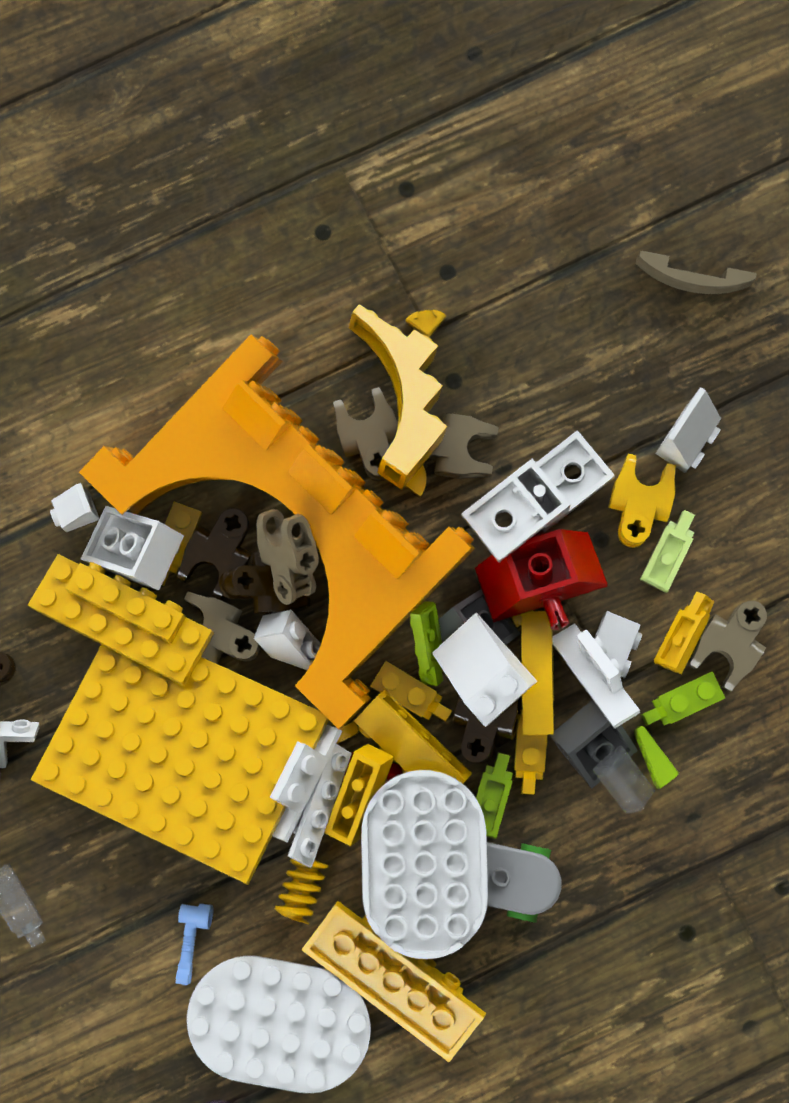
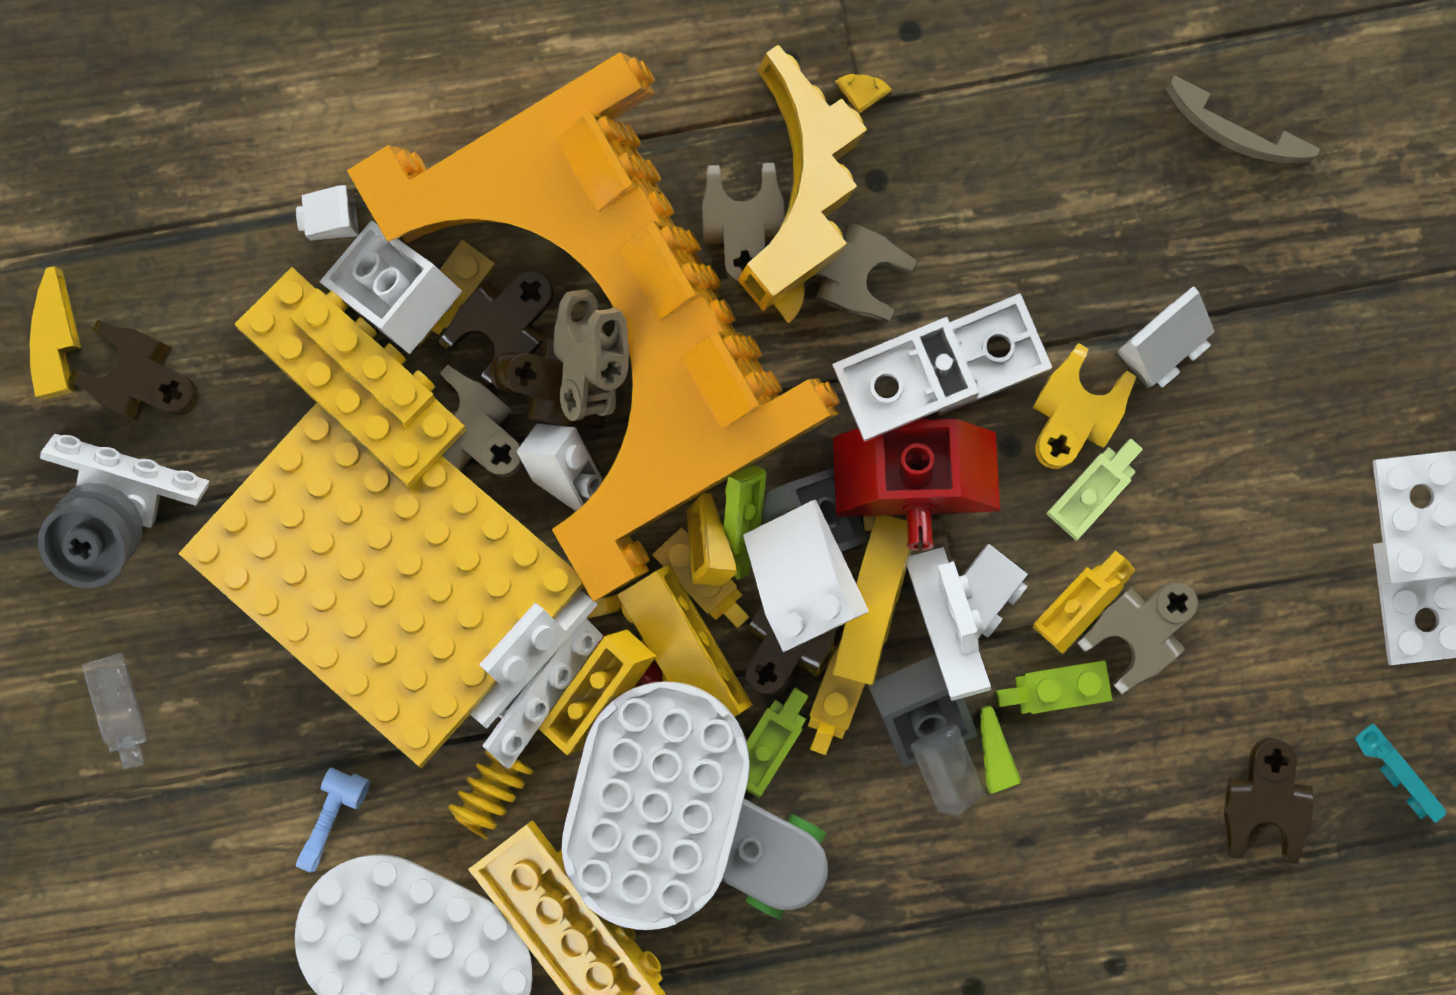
camera: 25 degrees right, 5 degrees up
(409, 667) = (709, 549): none -> yellow slope

